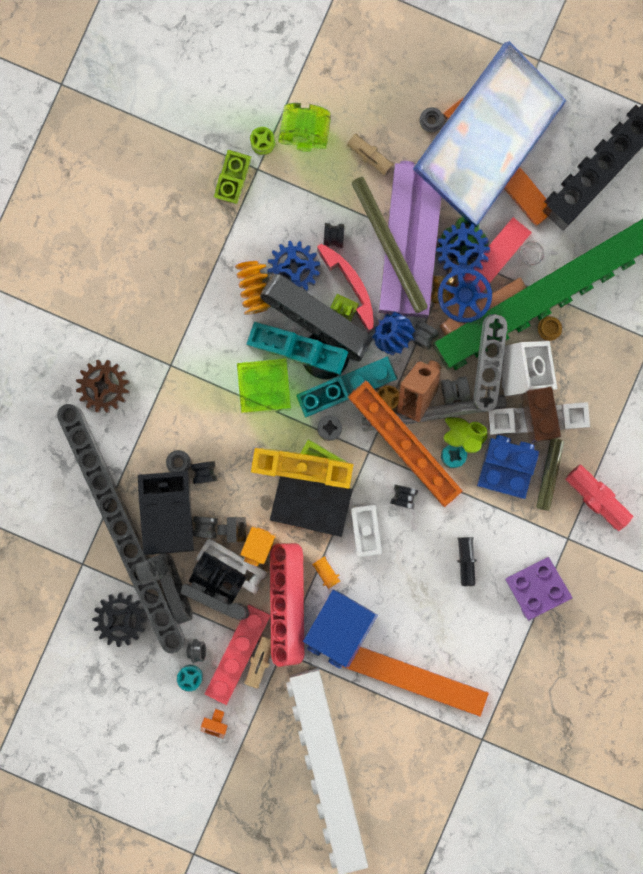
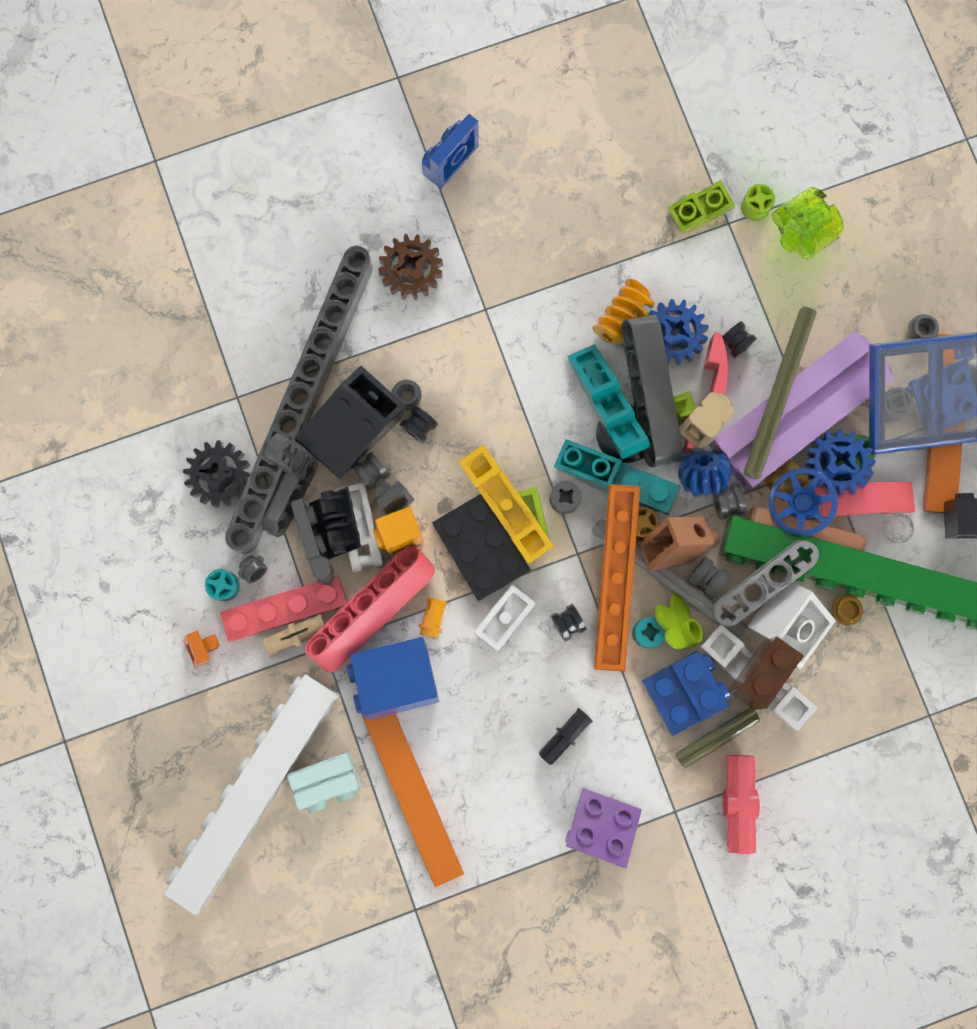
camera: 50 degrees right, 5 degrees down
(55, 292) = (452, 152): none -> blue plate
(264, 386) = (546, 403): clear neon green brick -> none
(361, 724) = (324, 782): none -> light aqua brick
(366, 305) = (707, 419): none -> tan brick
(370, 154) = (839, 305): tan pin -> none

